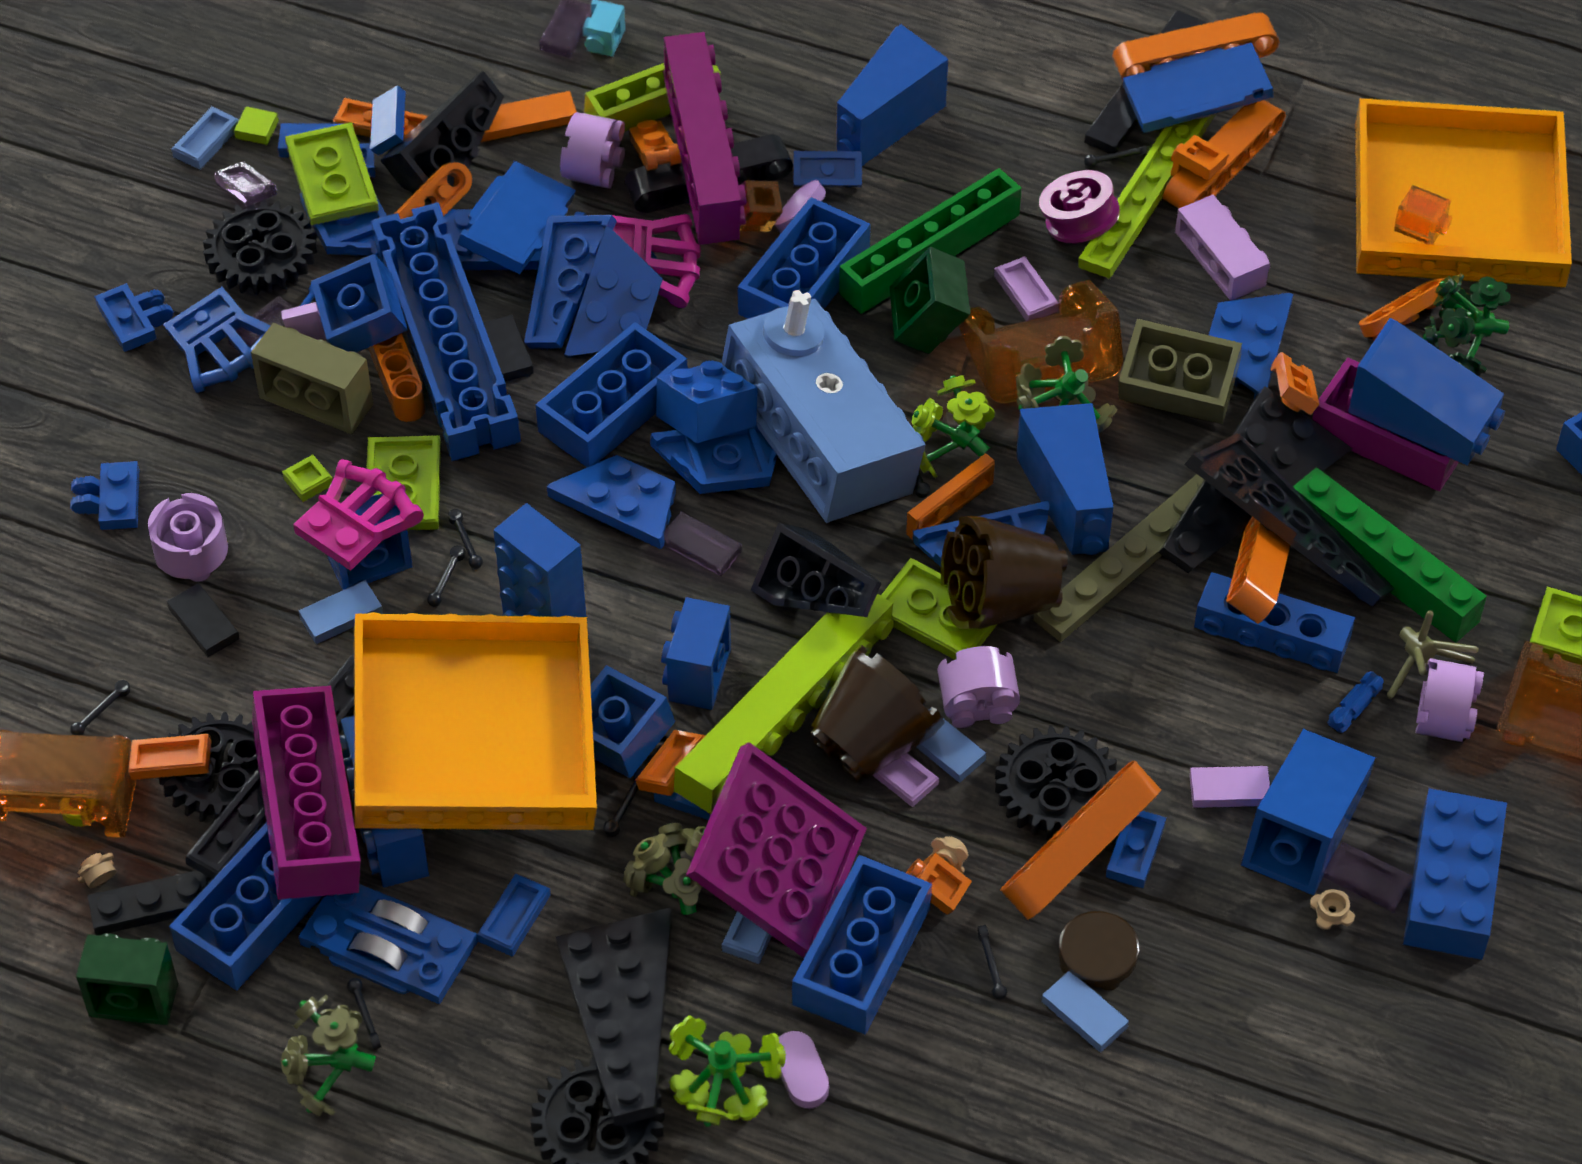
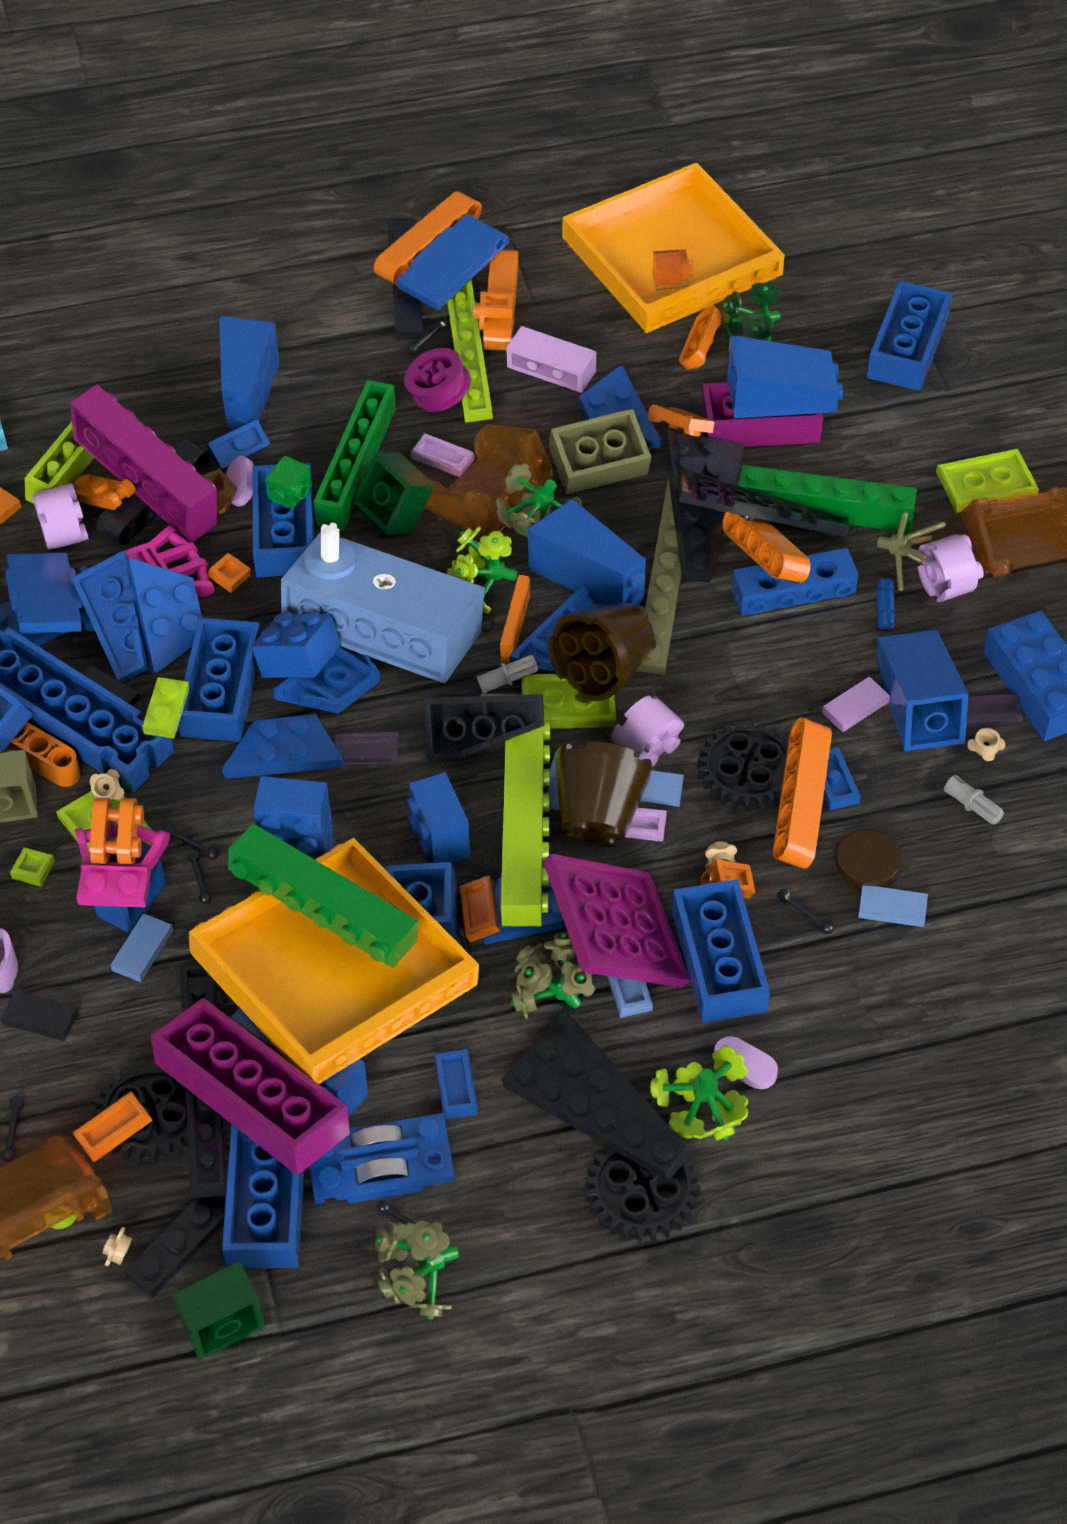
camera: 35 degrees left, 0 degrees up
(367, 479) = (127, 845): none -> orange brick
(417, 436) = (111, 778): none -> tan plate
(500, 653) = (322, 895): none -> green brick
(528, 392) = (166, 707): none -> lime plate
(713, 294) = (229, 572): none -> orange plate
(824, 232) = (288, 482): none -> green brick
(894, 548) = (507, 673): none -> light grey axle
(1264, 956) = (973, 799): none -> light grey axle

